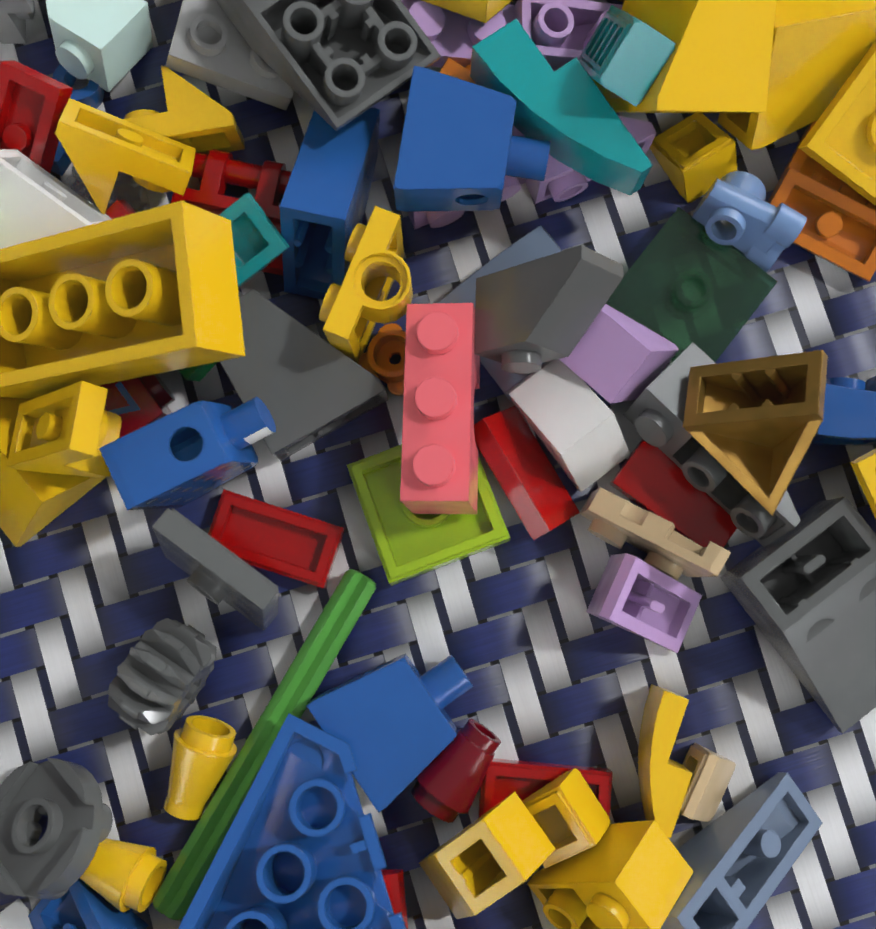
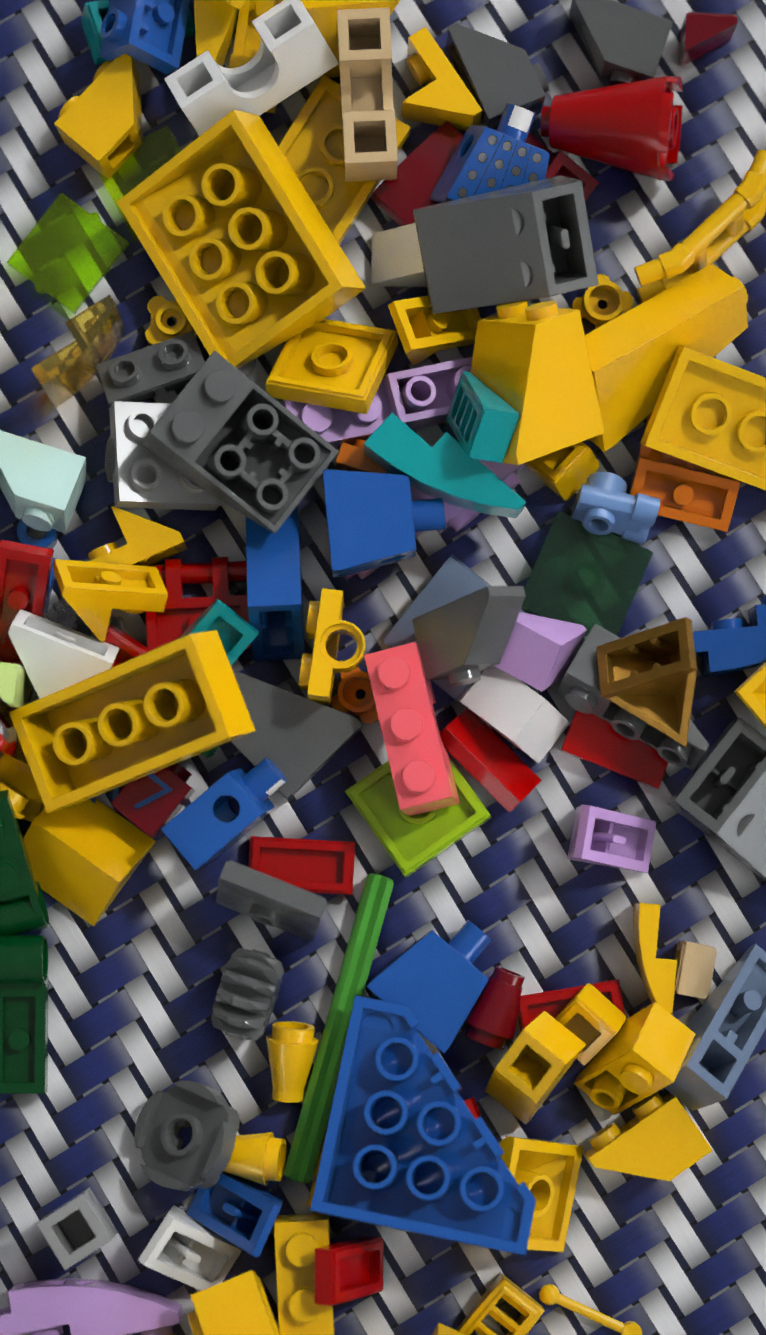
camera: 20 degrees left, 0 degrees up
(64, 432) = (125, 824): yellow slope -> none
(670, 552) = (617, 793): tan wing -> none

